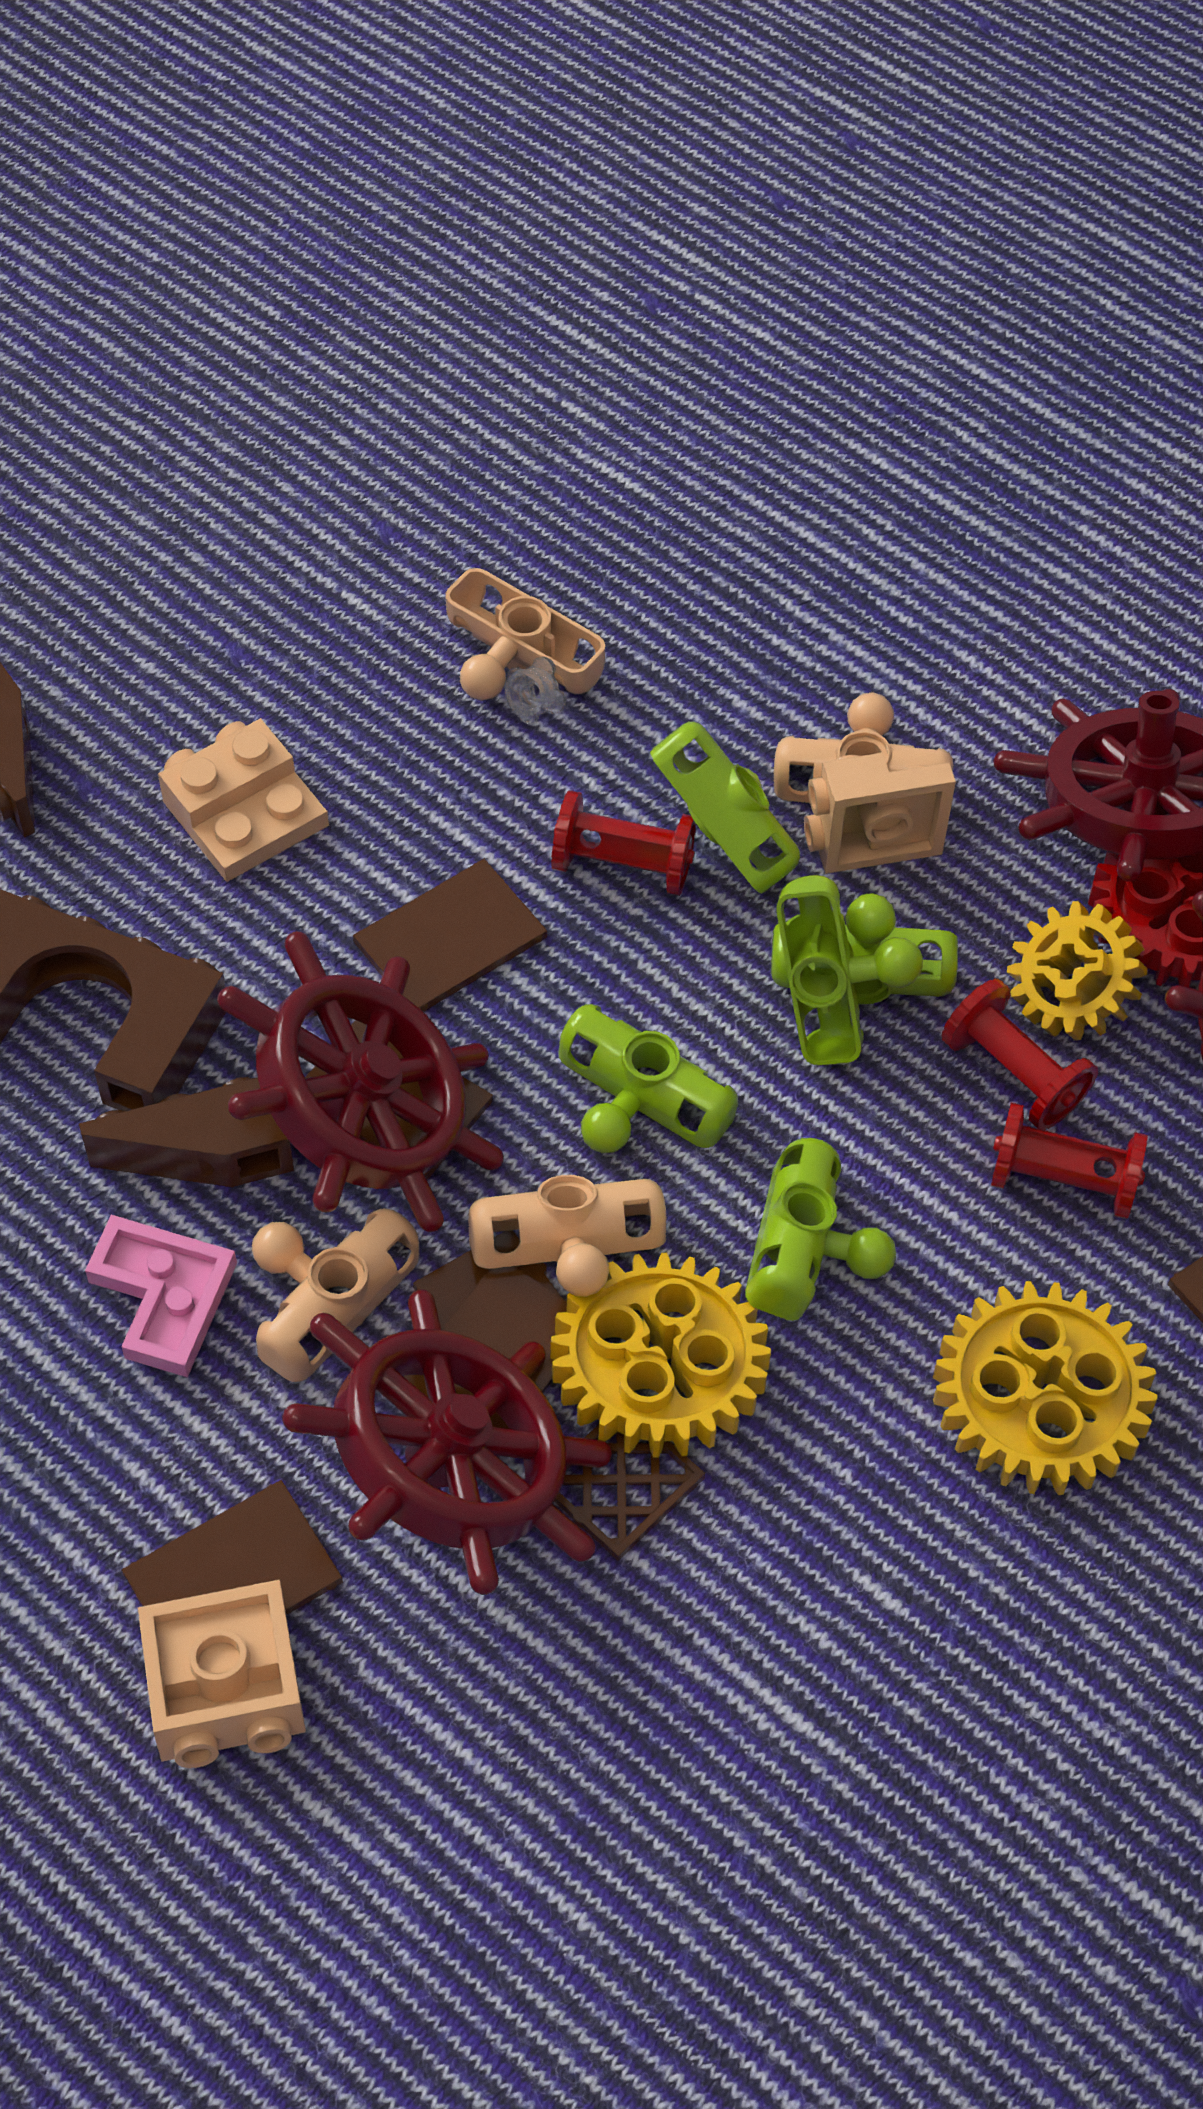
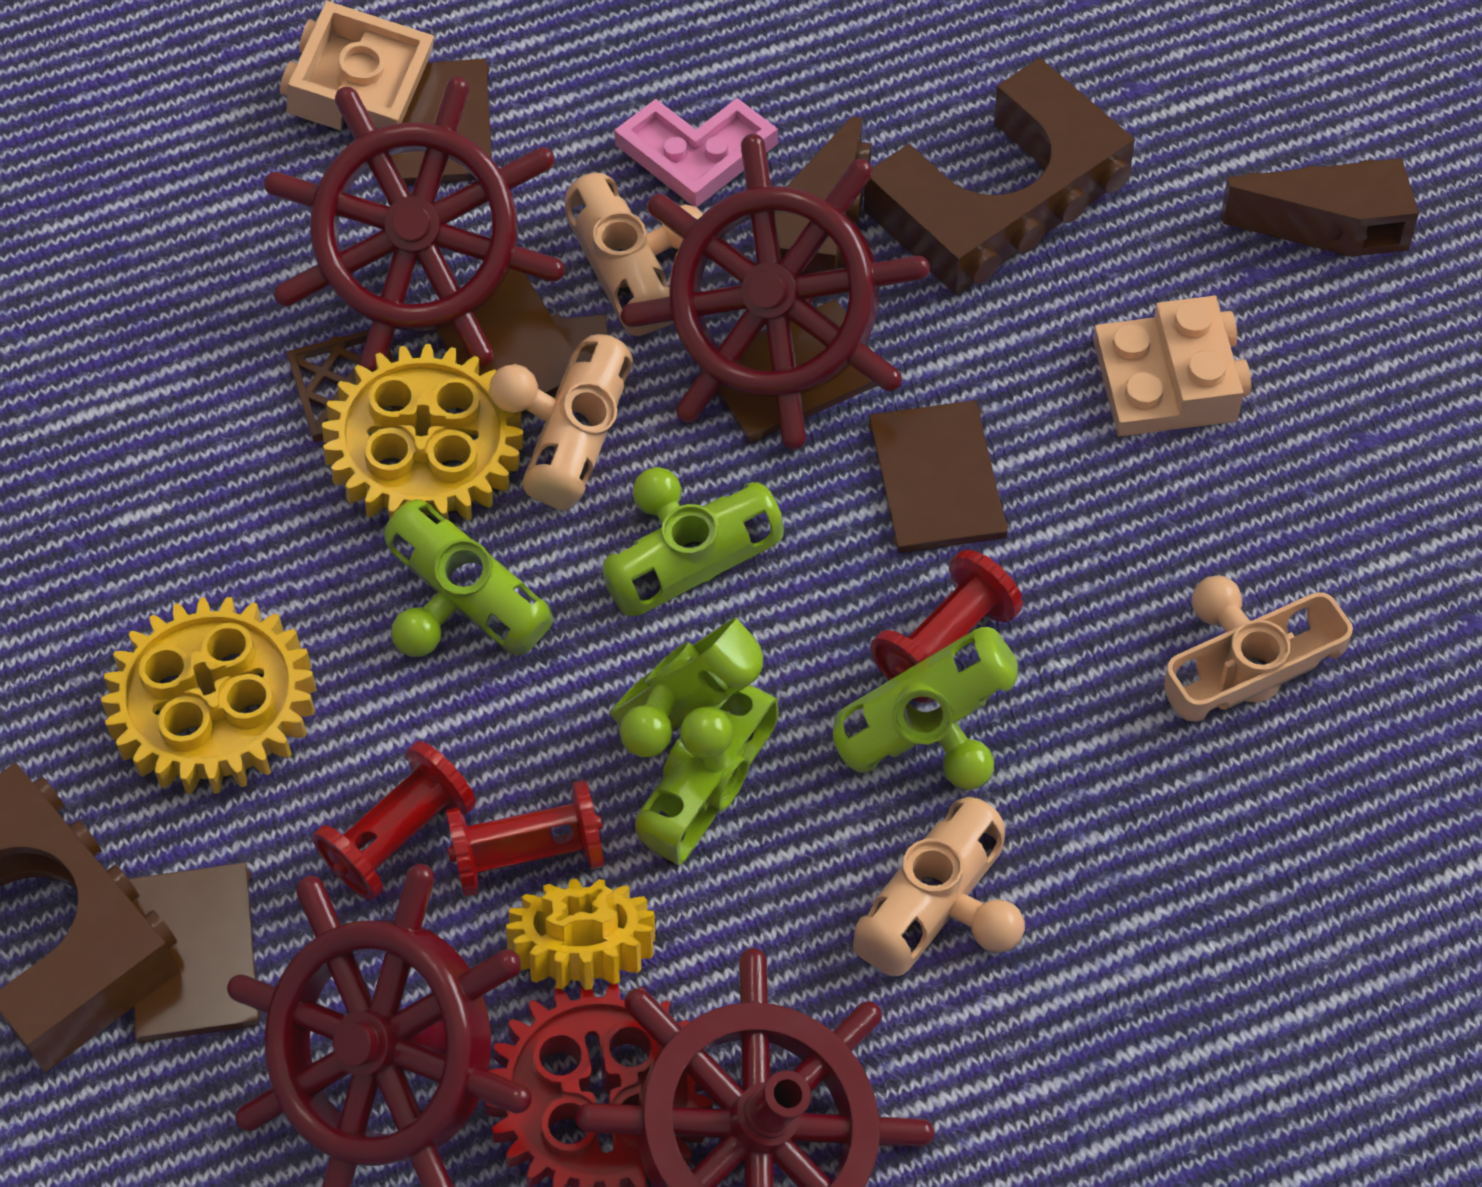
camera: 120 degrees right, 0 degrees up
(521, 693) = (1176, 634): clear plate -> none
(877, 815) = (856, 835): light nougat plate -> none

